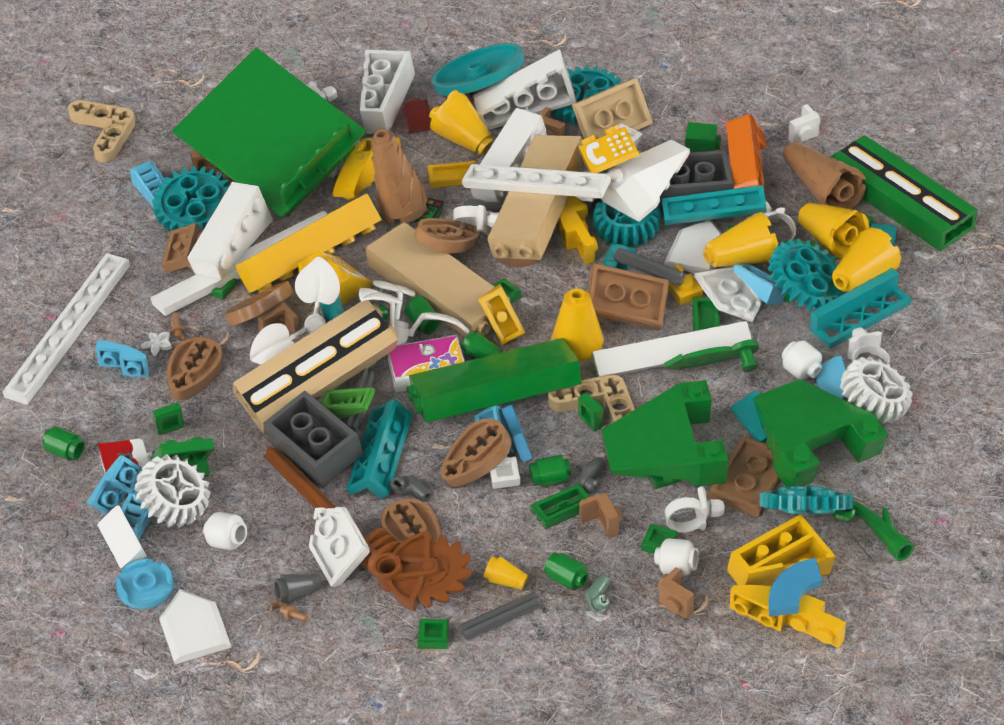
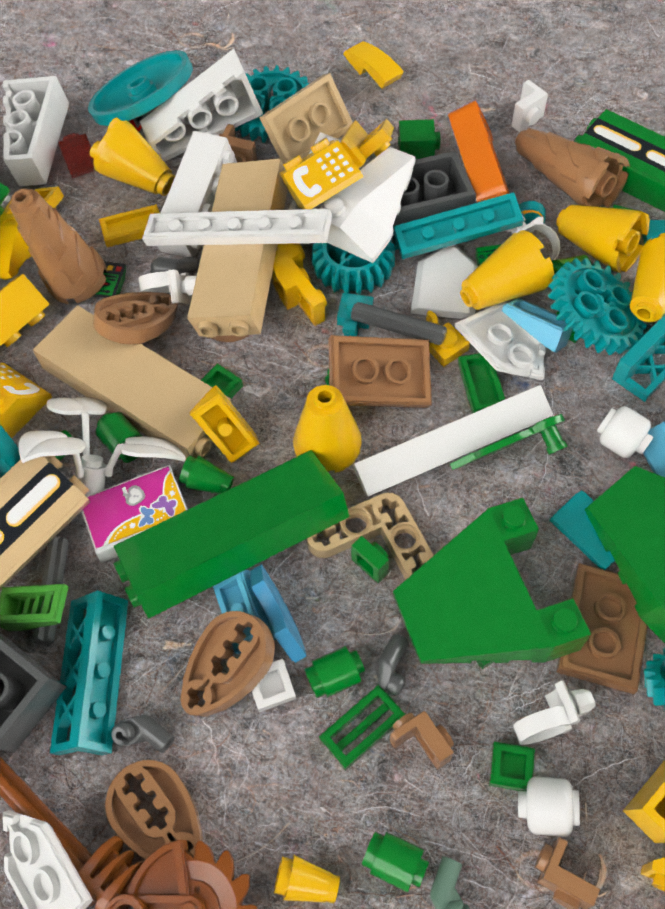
camera: 10 degrees left, 15 degrees up
(650, 133) = (361, 145): none -> yellow bracket
(682, 74) = (370, 59): none -> yellow slope
(779, 201) = (532, 210): none -> teal tile

